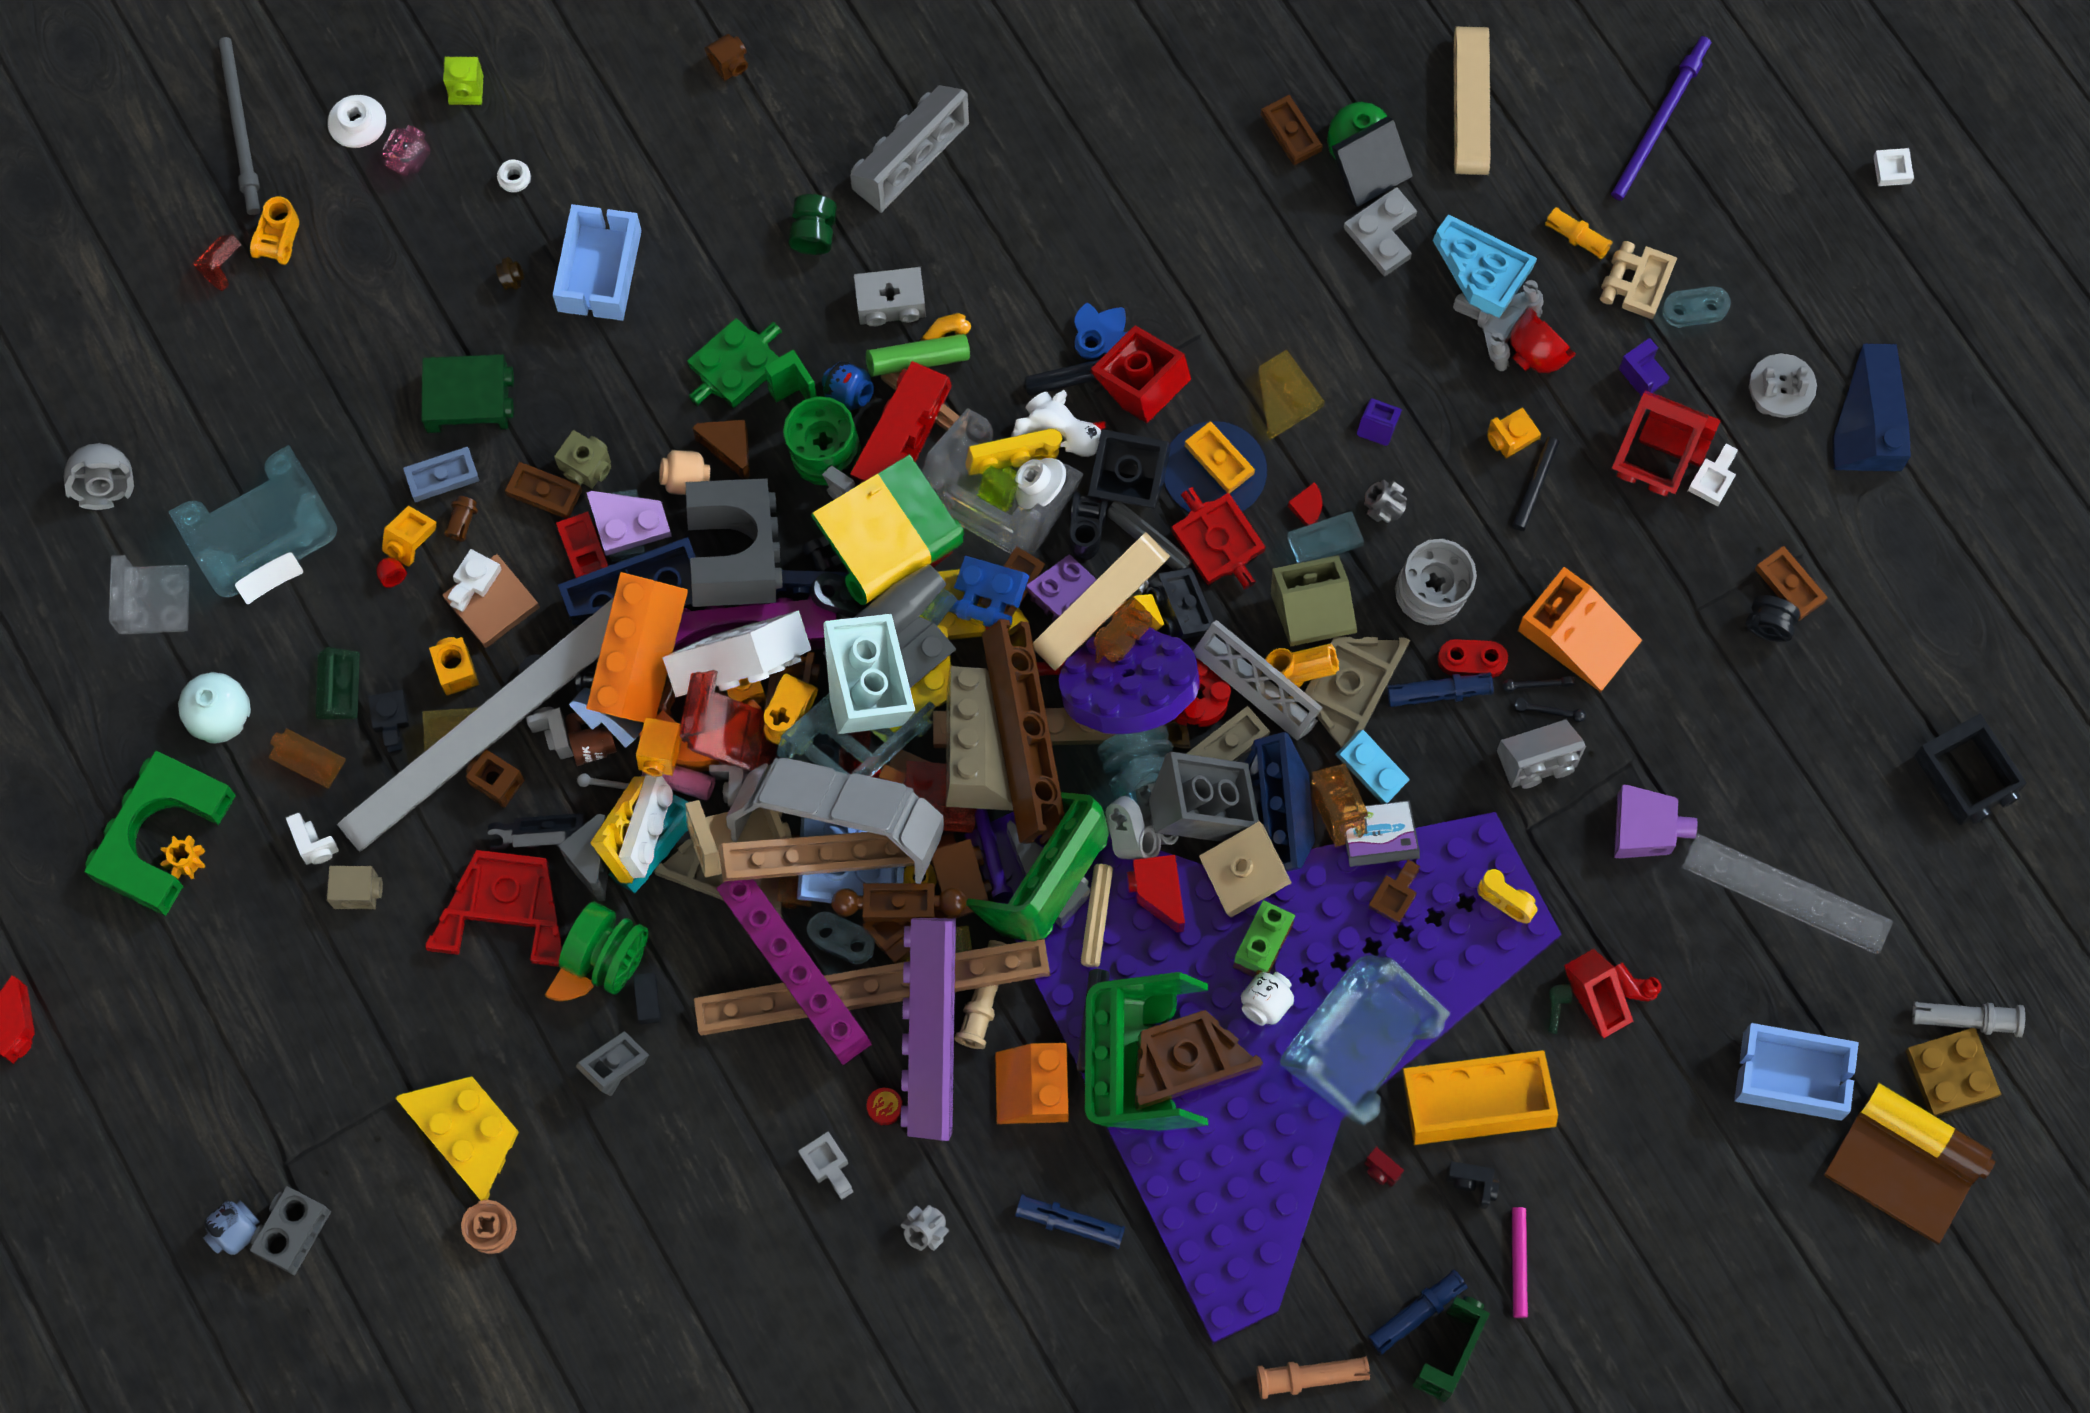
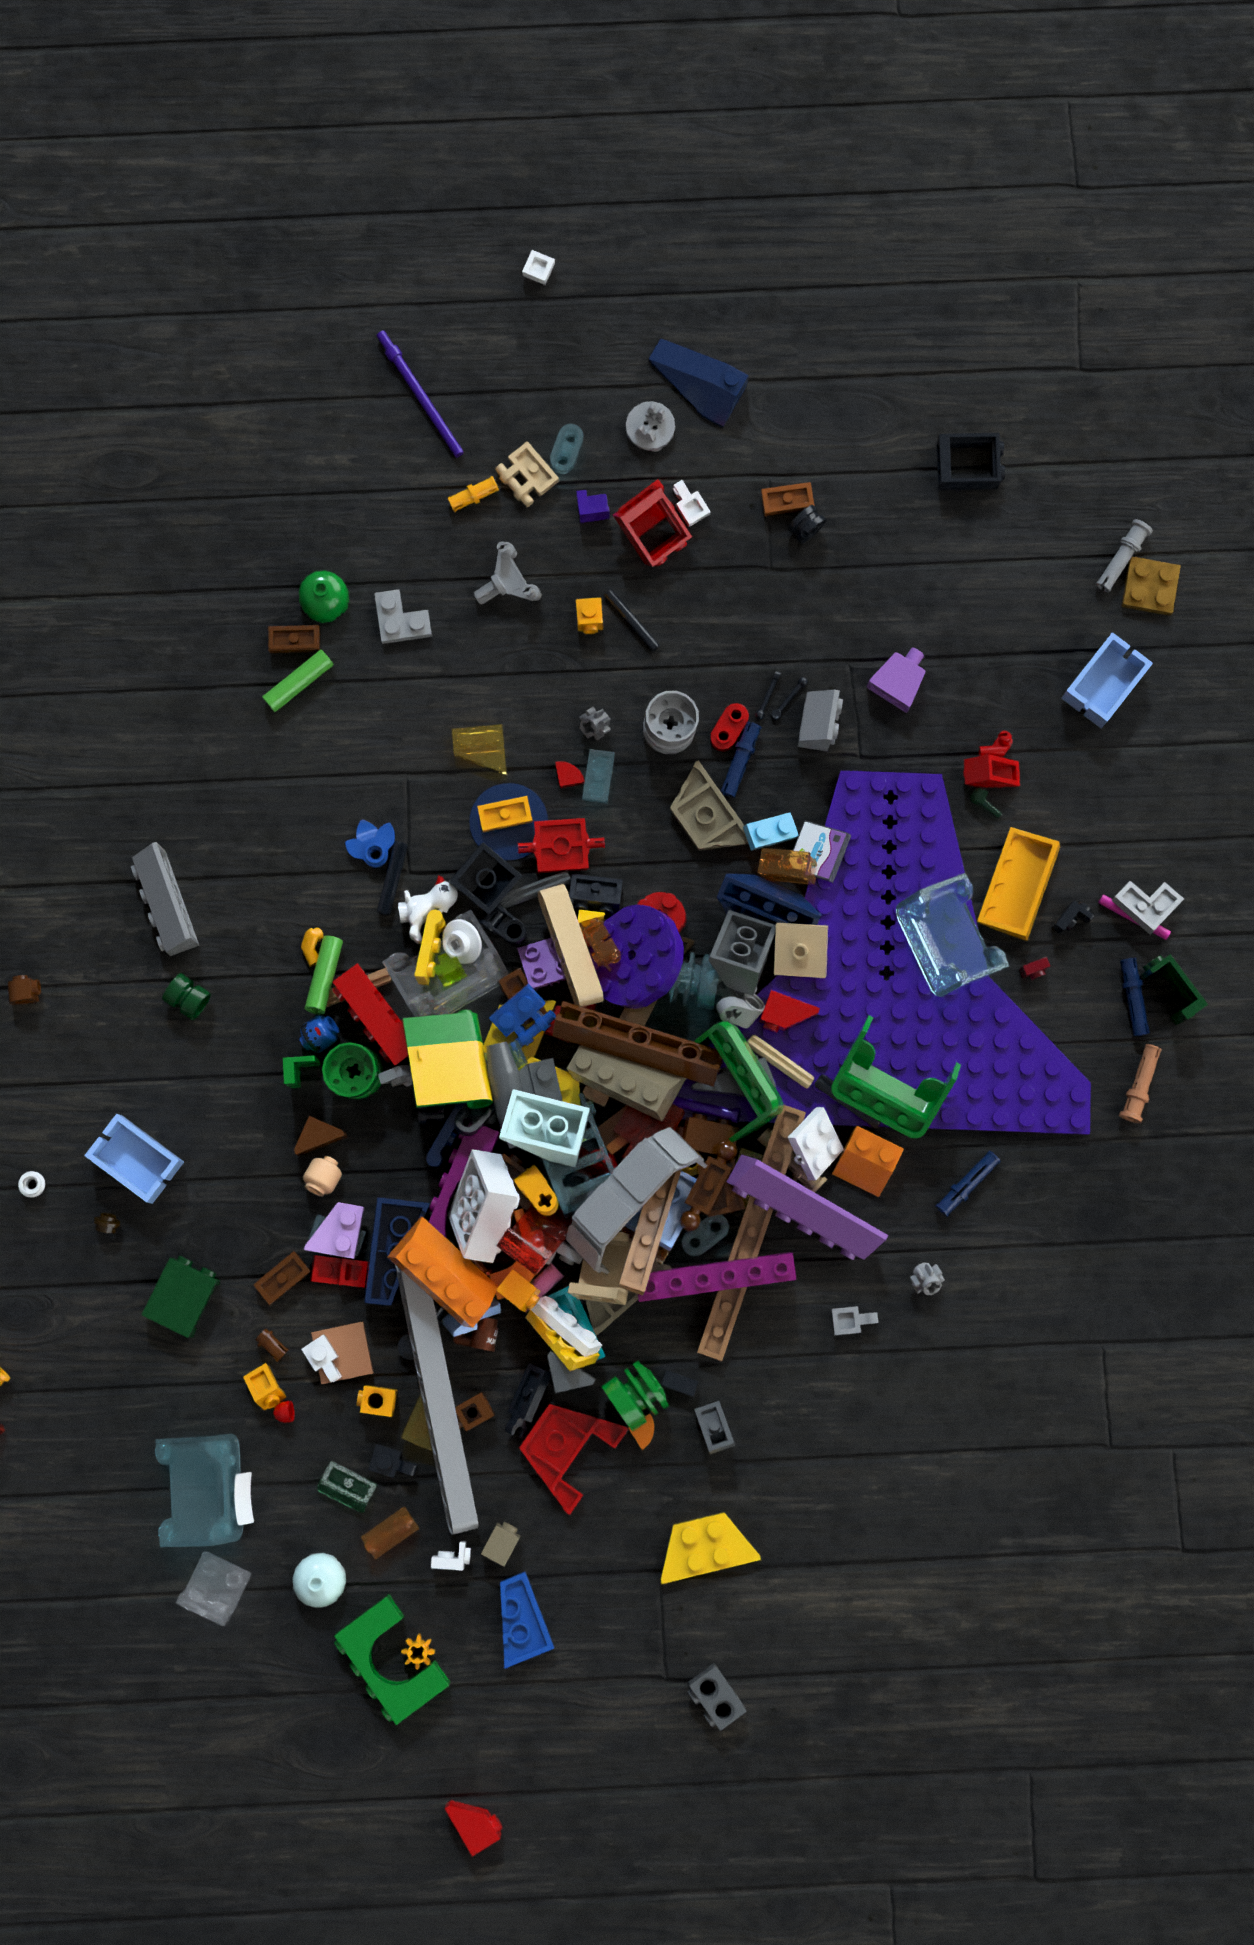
camera: 65 degrees left, 10 degrees up
(98, 476) = (103, 1584): light grey cylinder -> none
(230, 1227) = (695, 1736): sand blue head -> none
(271, 962) = (523, 1623): none -> blue wing
(441, 474) = (231, 1342): sand blue plate -> none
(488, 1227) = (780, 1562): nougat wheel -> none
(557, 733) = (465, 1354): light grey bracket -> none
(583, 459) = (268, 1243): olive brick -> none
(585, 780) = (504, 1351): light grey hinge -> none
(733, 363) = (258, 1101): green plate -> none
(742, 577) = (374, 1145): dark grey arch -> none
(884, 1106) = (831, 1263): red tile -> none
(901, 284) = (266, 958): light grey brick -> none
(1017, 1004) = (815, 1143): none -> white plate
(1142, 373) = (418, 832): red slope -> none
(1187, 1057) = (906, 1054): reddish brown wing -> none
(1233, 737) = (705, 916): dark tan plate -> none
(1245, 158) = (297, 680): none -> bright green piece
(1253, 684) = (676, 873): light grey fence -> none
(1264, 940) = (856, 962): bright green hips -> none
(1267, 998) = (894, 982): white head -> none
(1305, 664) = (681, 837): light orange piece -> none
(1313, 600) = (641, 807): olive slope -> none
(1372, 161) = (350, 598): tile -> none
(1379, 422) = (534, 696): dark purple slope -> none
(1395, 896) = (868, 865): reddish brown plate -> none
(1471, 100) = (339, 509): tan beam -> none
(1482, 265) = (465, 568): medium azure plate -> none
(1513, 902) = (912, 790): yellow plate -> none
(1534, 1271) = (1144, 910): none -> light grey plate
(1538, 344) = (540, 564): red cylinder -> none
(1579, 629) = (749, 649): orange slope -> none
(1787, 894) = (987, 620): clear plate -> none
(1908, 1163) = (1193, 646): reddish brown door -> none

